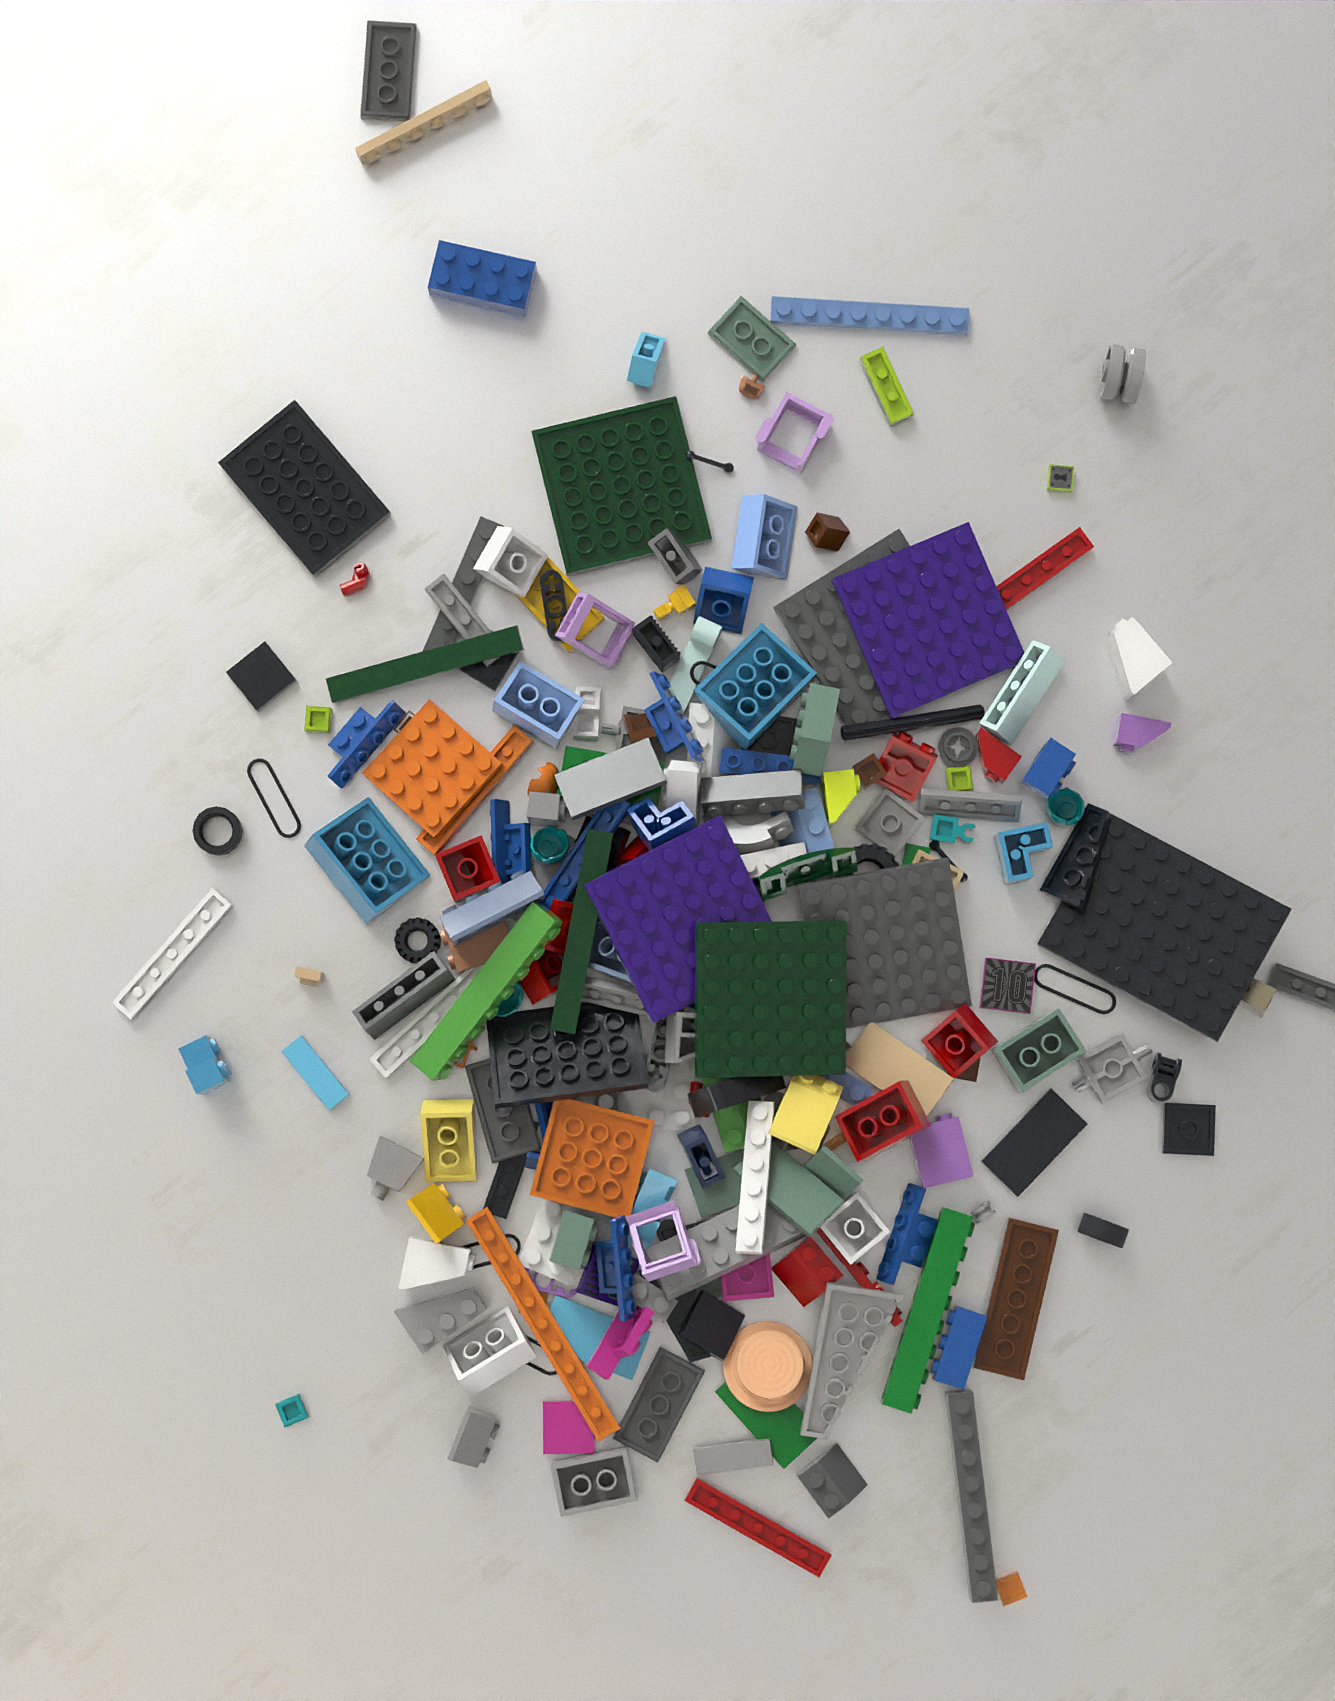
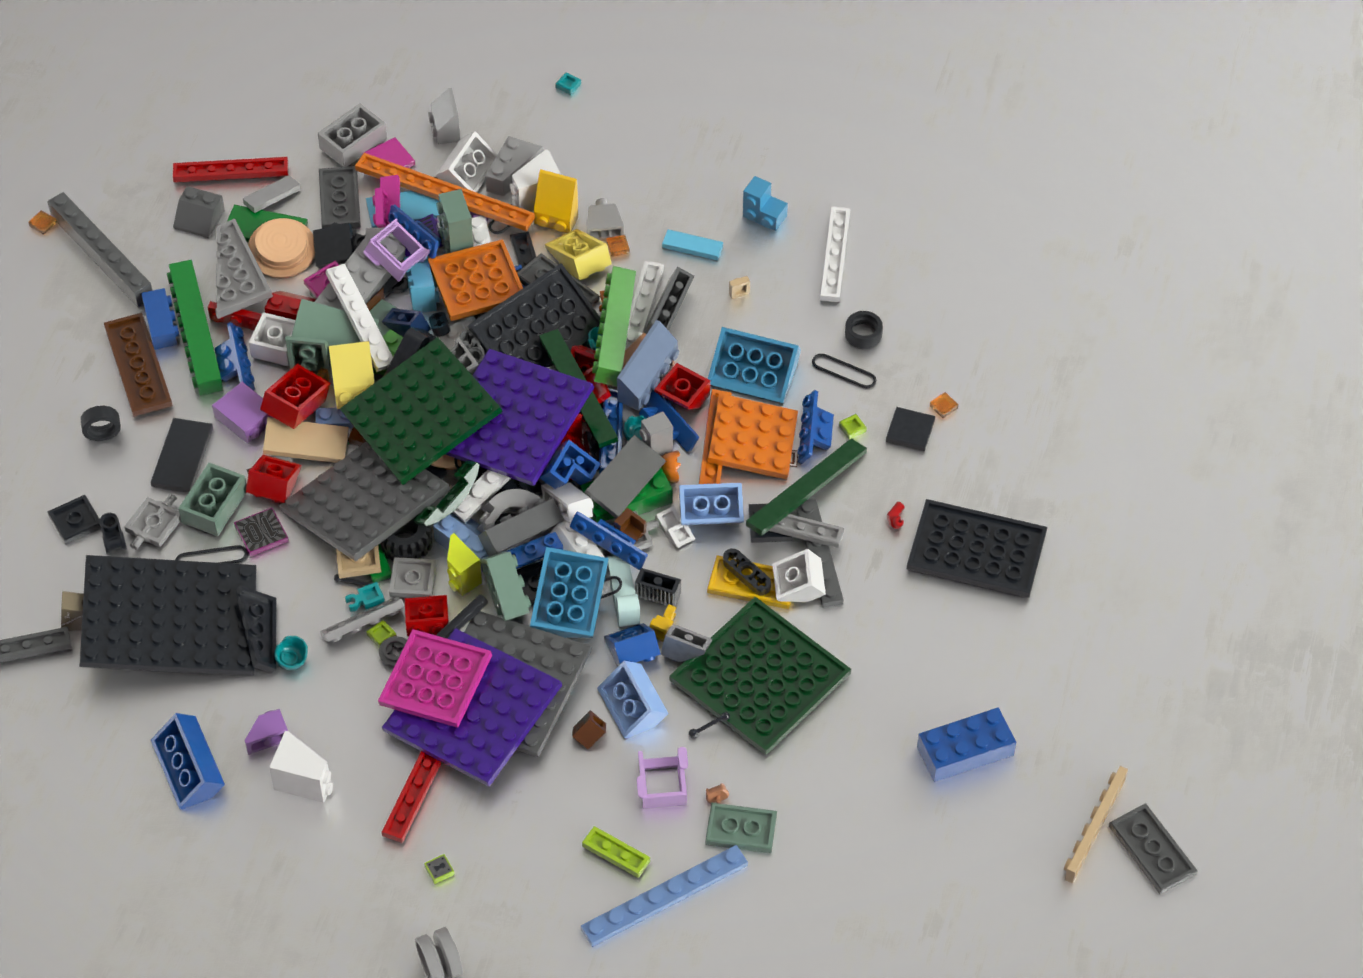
camera: 150 degrees right, 30 degrees down
(204, 683) = (944, 405): none -> clear orange tile
(397, 1126) = (618, 245): none -> clear orange tile
(406, 929) = (692, 335): black tyre -> none
(576, 616) = (717, 549): lavender window -> none
(645, 359) = (807, 764): medium azure slope -> none
(669, 1136) = (439, 324): none -> black beam
(869, 771) = (452, 594): reddish brown panel -> none
(951, 664) = (435, 678): none -> dark pink plate
(983, 1212) = (192, 396): light grey bush -> none
(995, 757) = (364, 658): red slope -> none
(1015, 848) = (307, 609): dark azure brick -> none
(1022, 692) = (369, 716): light aqua brick -> none
(1048, 768) = (318, 663): blue brick -> none
(1233, 747) = (187, 761): none -> blue slope

